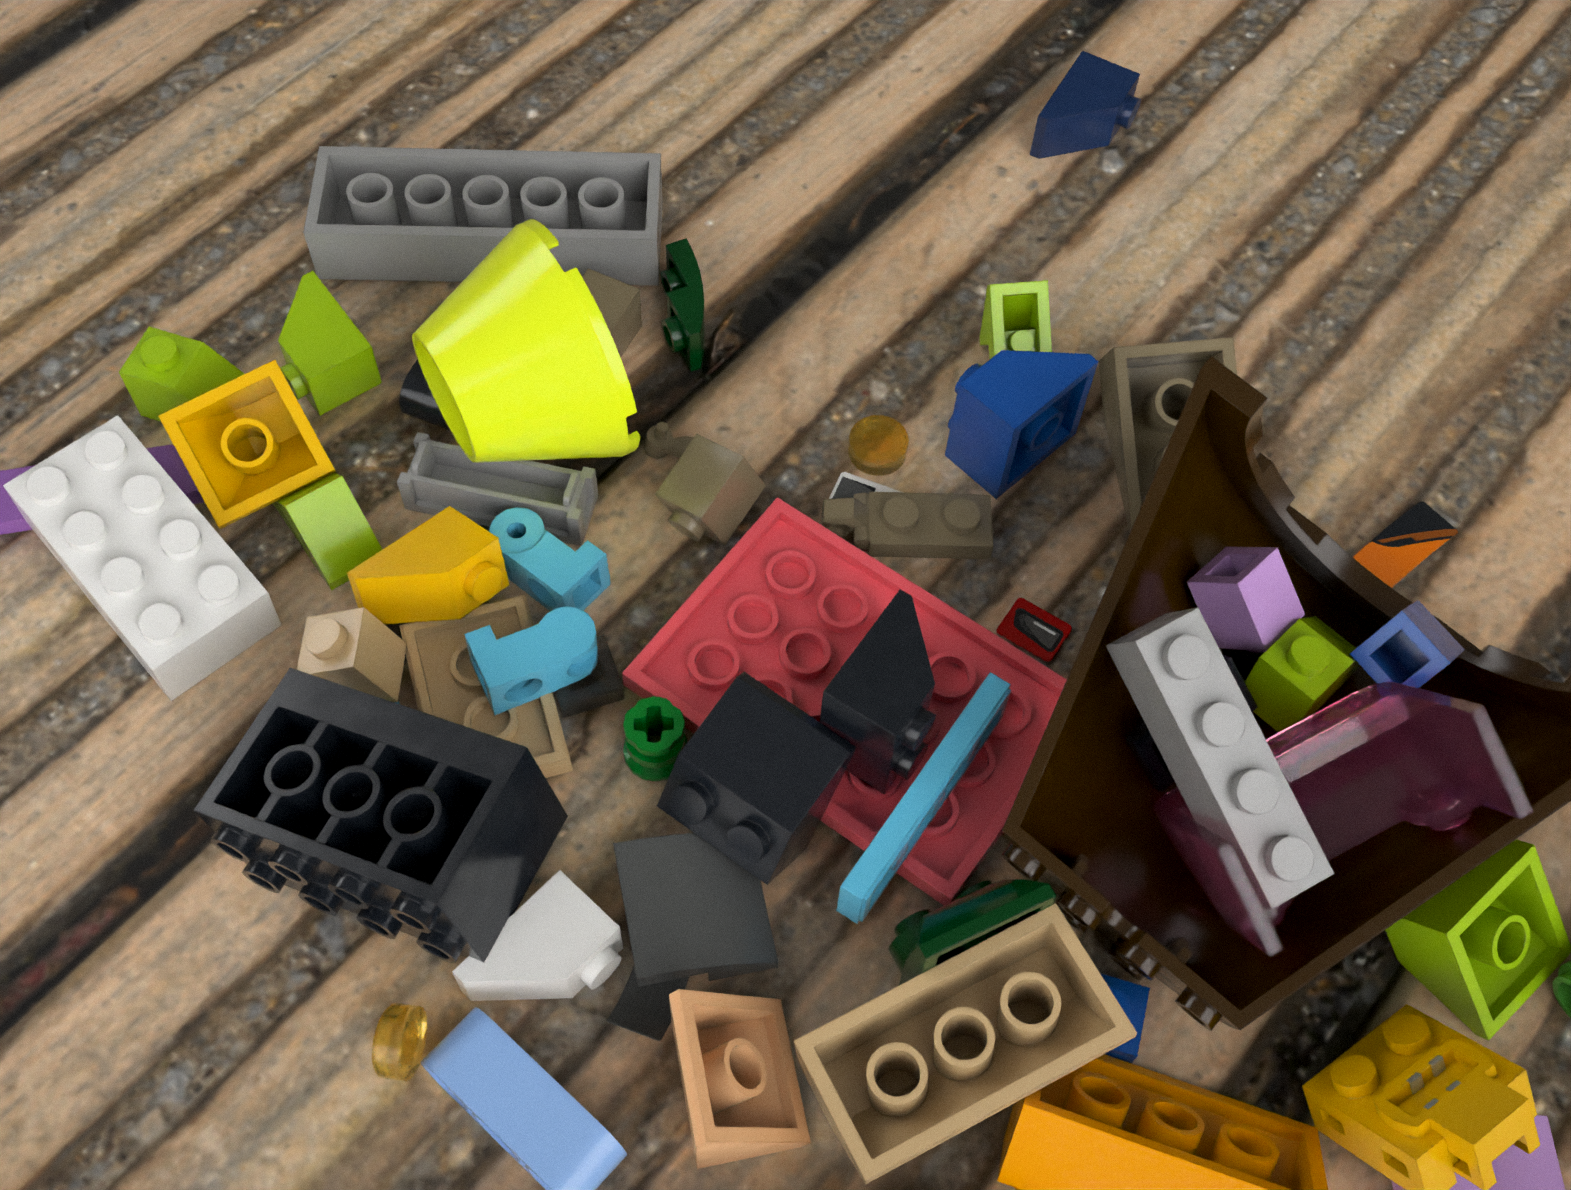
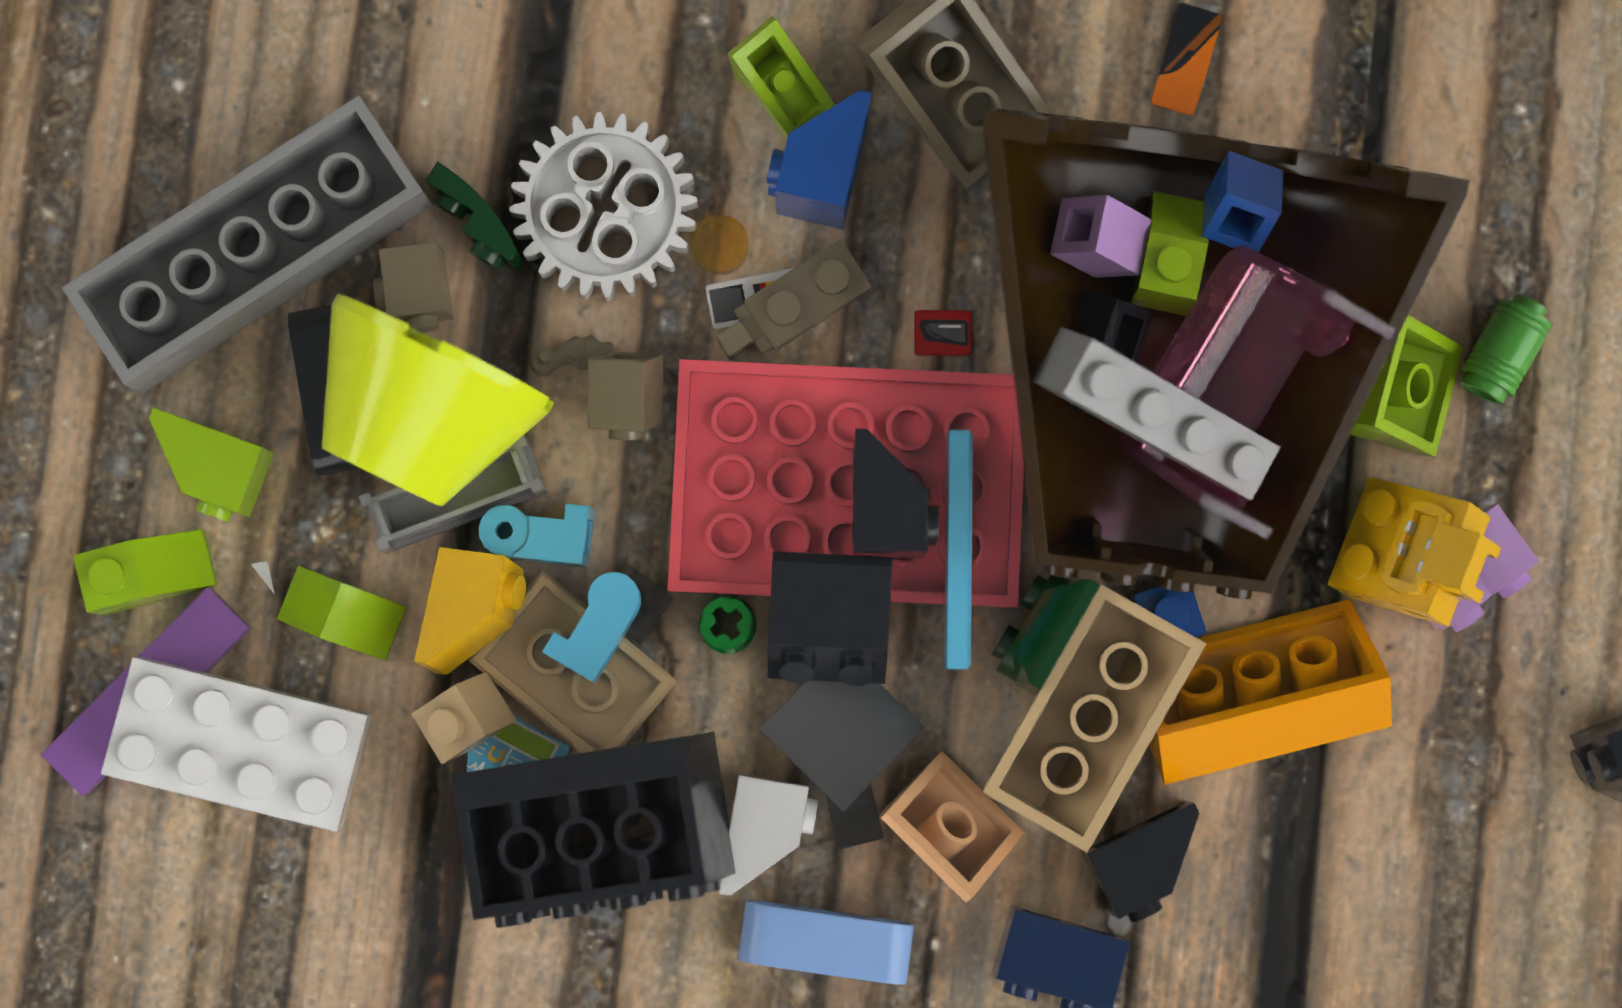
camera: 30 degrees left, 25 degrees up
(247, 444) = (241, 599): yellow slope -> none
(399, 1041) = (712, 955): clear yellow tile -> none
(799, 357) = (556, 185): none -> white gear

